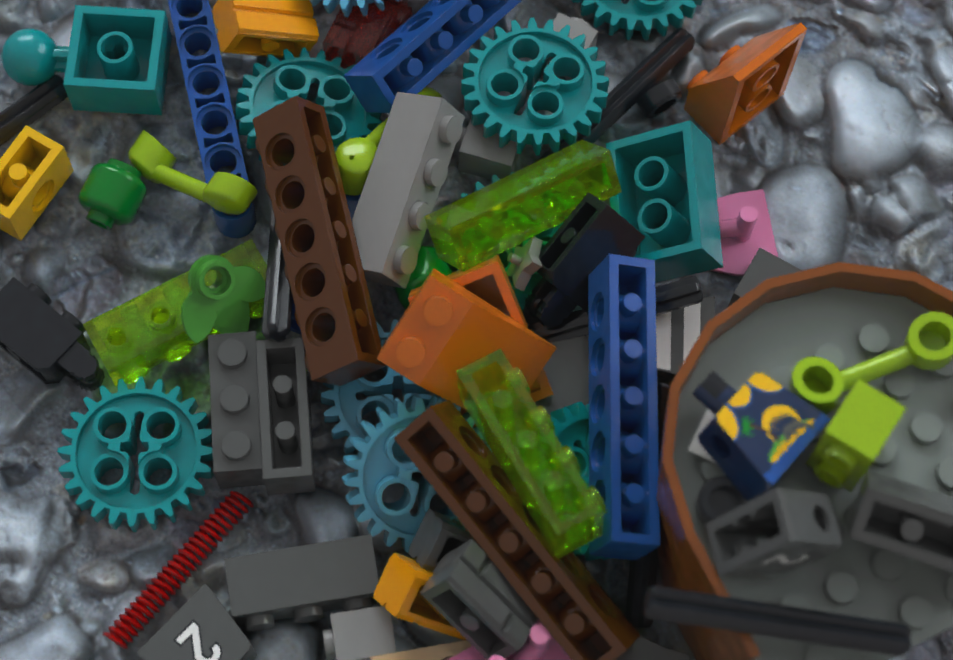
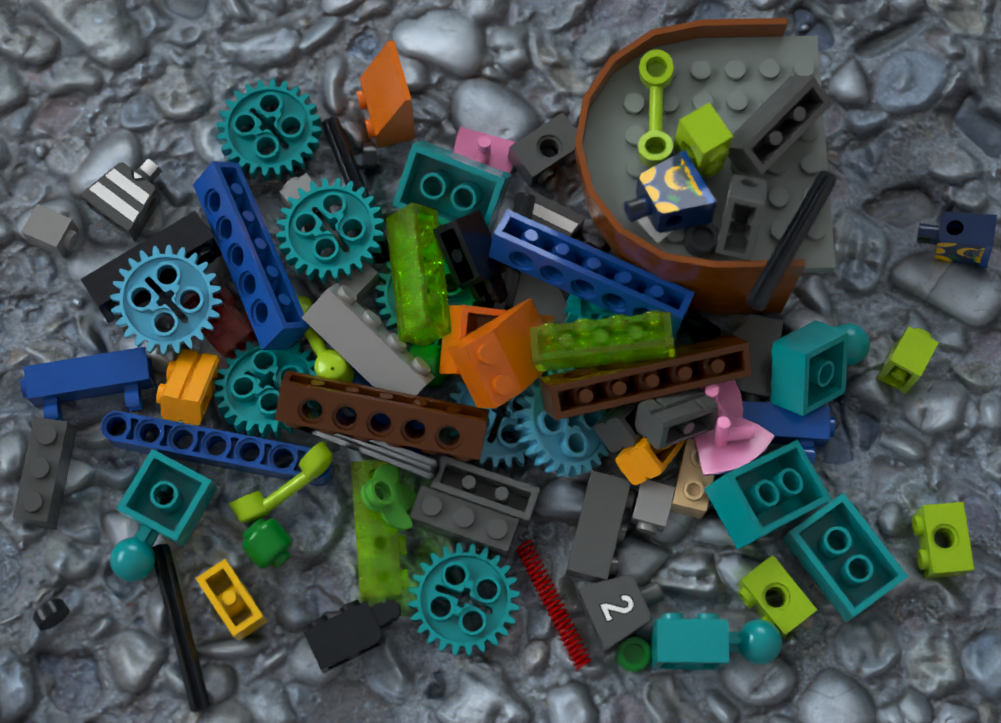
camera: 65 degrees left, 5 degrees up
(524, 263) = (457, 292): light grey piece -> none

